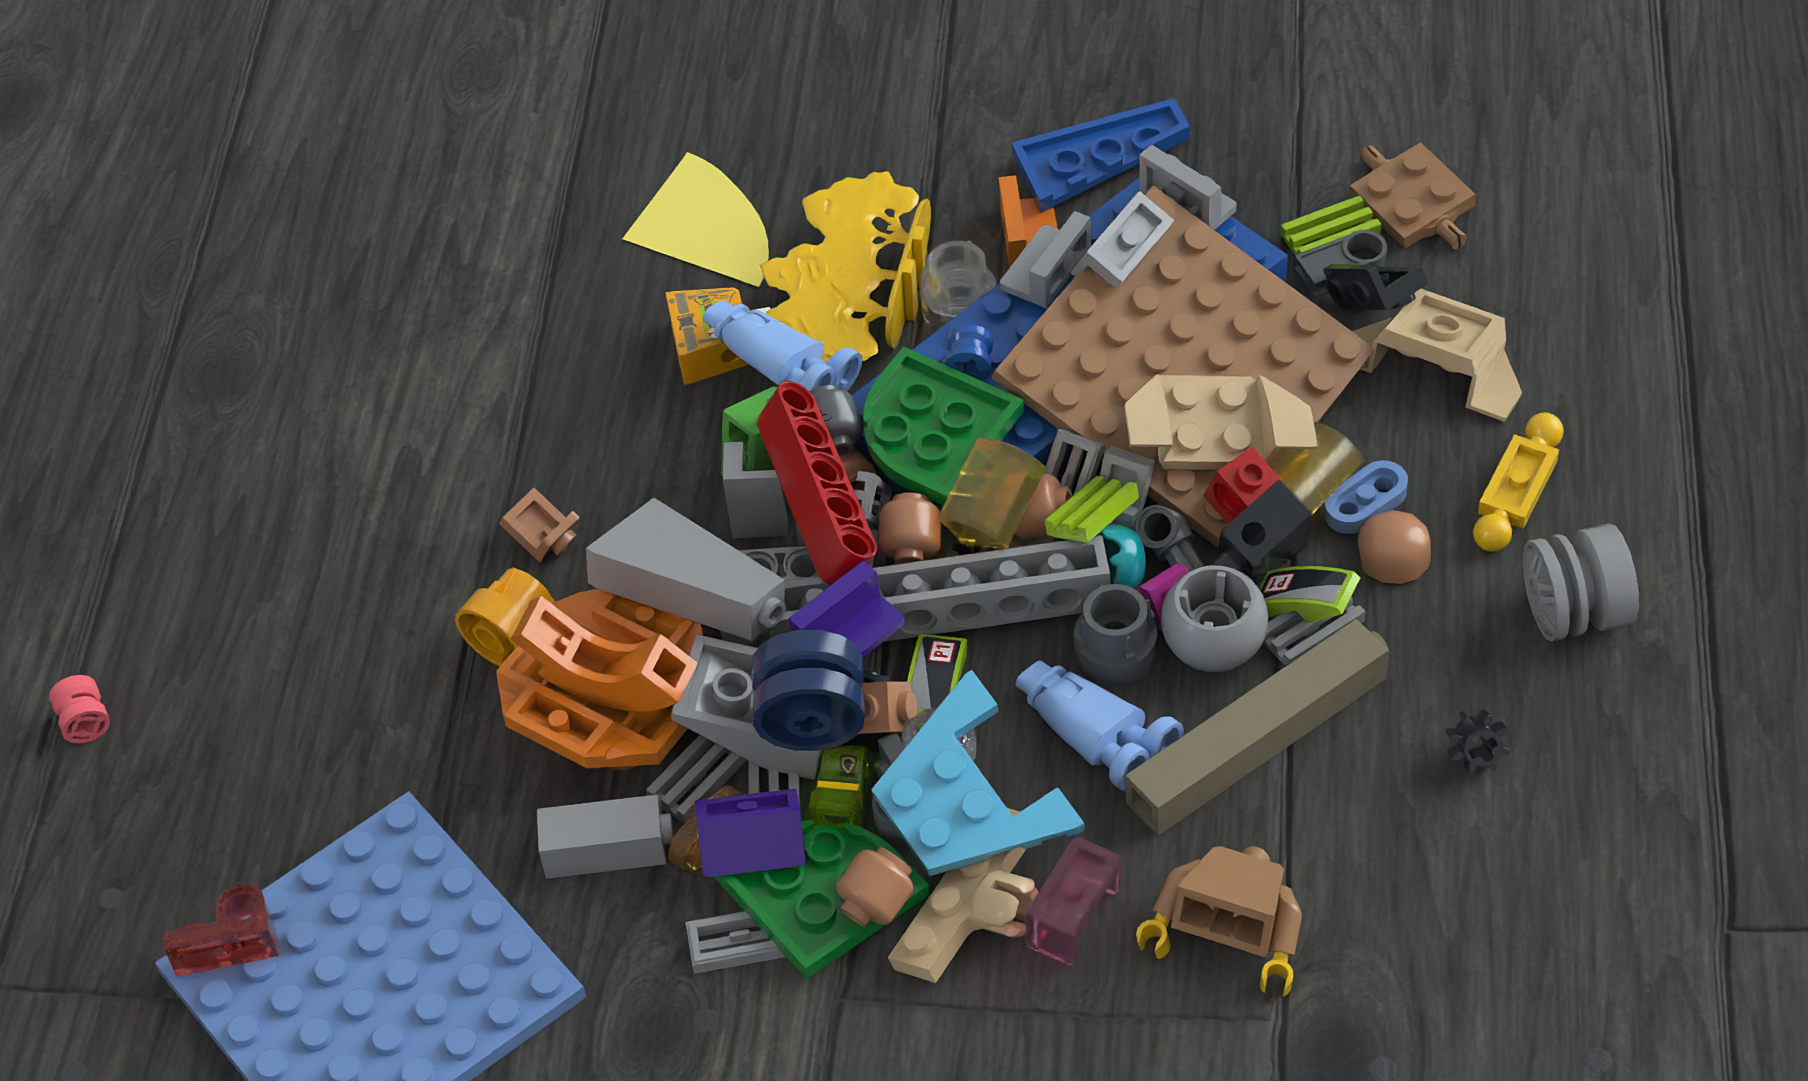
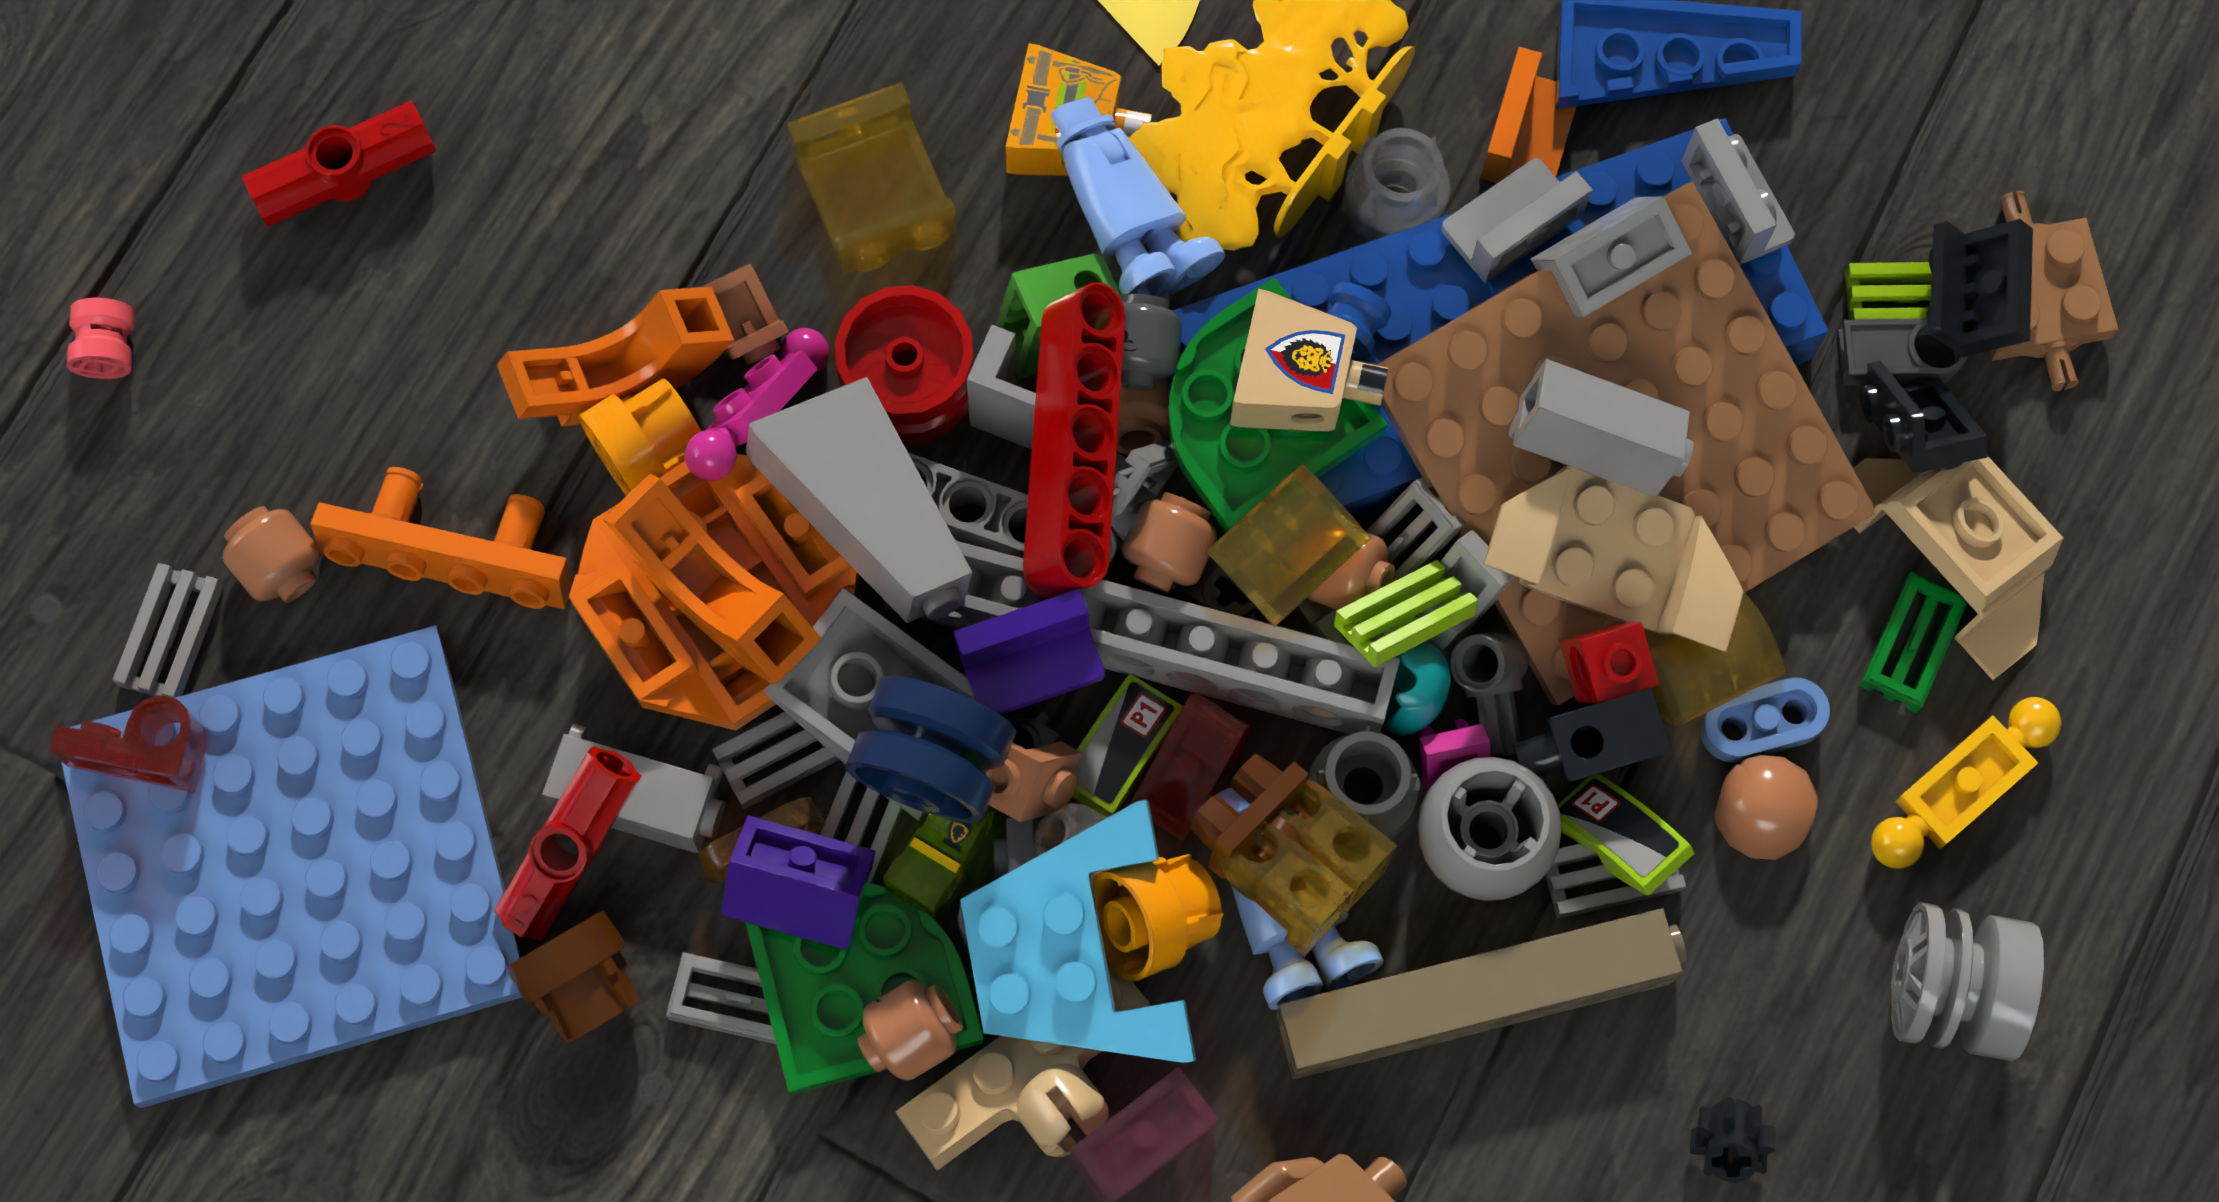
camera: 15 degrees right, 20 degrees up
(207, 542) = (304, 177): none -> red piece
(209, 841) = (145, 625): none -> light grey tile
(268, 790) = (271, 555): none -> nougat head
(393, 745) = (462, 561): none -> orange plate
(499, 542) = (668, 339): none -> orange arch
(565, 905) = (586, 816): none -> red piece
(566, 587) = (771, 385): none -> dark pink plate
(591, 416) = (871, 179): none -> clear yellow panel
(617, 955) = (577, 977): none -> reddish brown piece
(679, 480) = (914, 356): none -> red wheel
(948, 382) = (1300, 368): none -> tan torso
(994, 656) = (1191, 763): none -> clear red plate
(1013, 753) = (1155, 914): none -> light orange piece
(1087, 674) = (1292, 849): none -> clear yellow hips
(1167, 342) = (1602, 428): none -> light grey brick
(1373, 197) = (1981, 286): none -> black bracket
(1440, 447) = (1893, 687): none -> green tile

